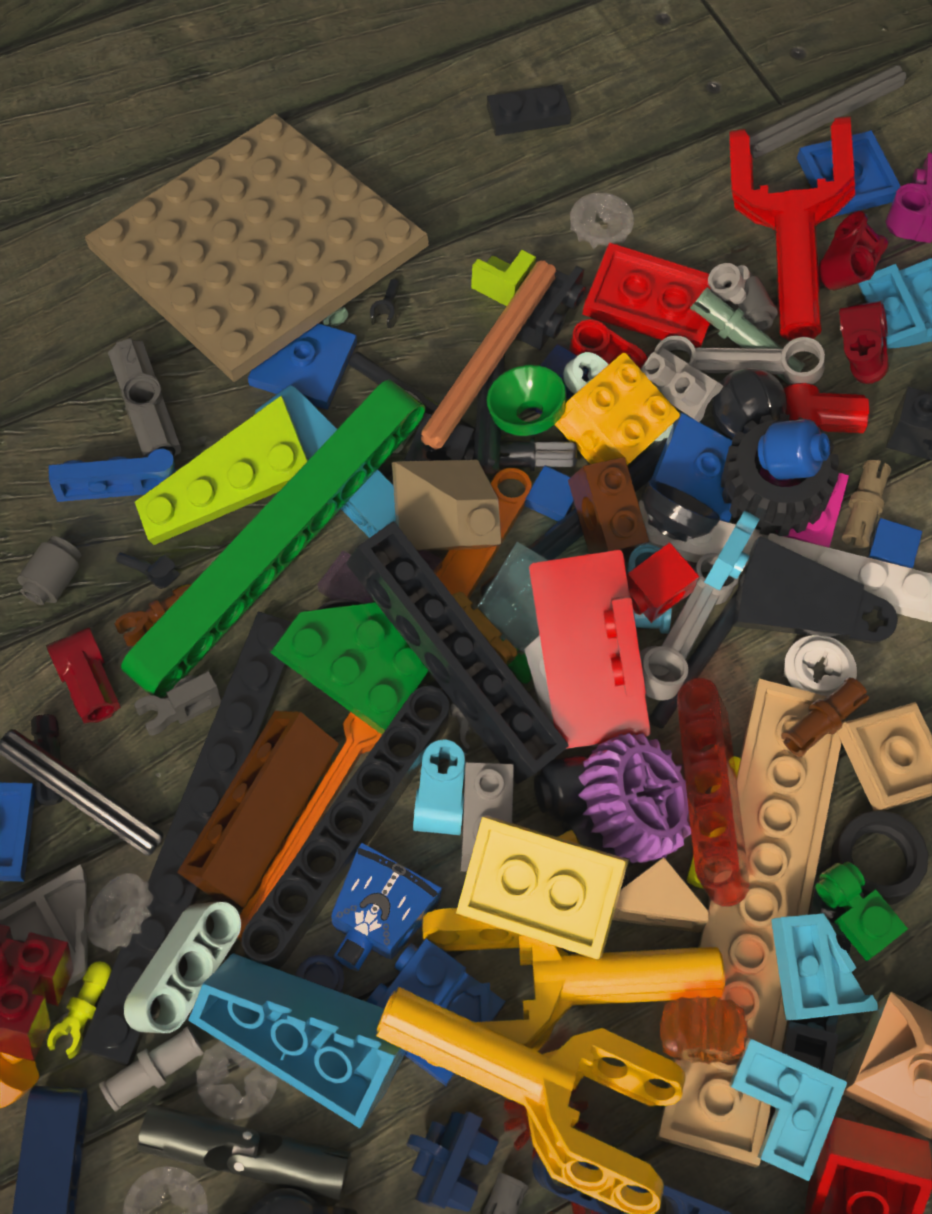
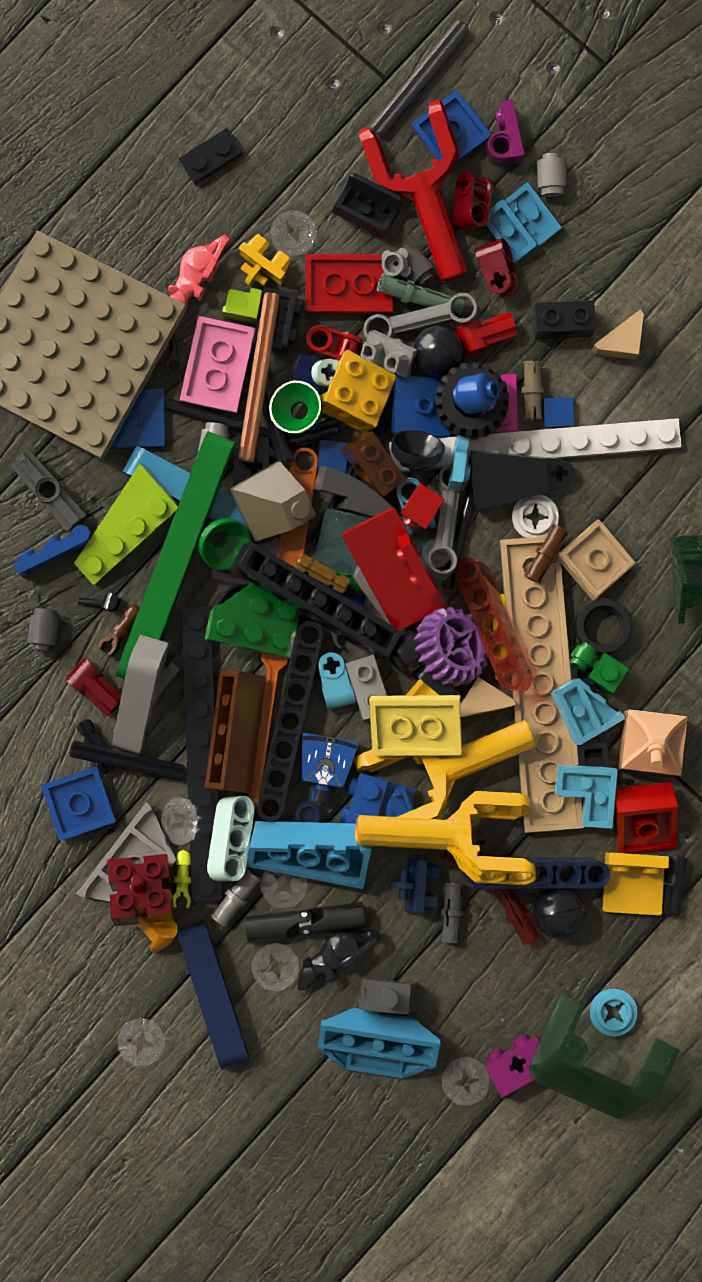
camera: 20 degrees left, 20 degrees up
(136, 694) = (139, 694): none -> light grey beam
(326, 541) = (223, 554): none -> green piece
(438, 332) = (217, 365): none -> bright pink plate
(460, 217) = (197, 267): none -> coral animal
(544, 238) = (274, 269): none -> yellow hips
(555, 523) = (354, 494): none -> dark grey slope
(703, 1029) = (531, 770): clear orange gear -> none
(713, 215) = (367, 205): none -> black bracket

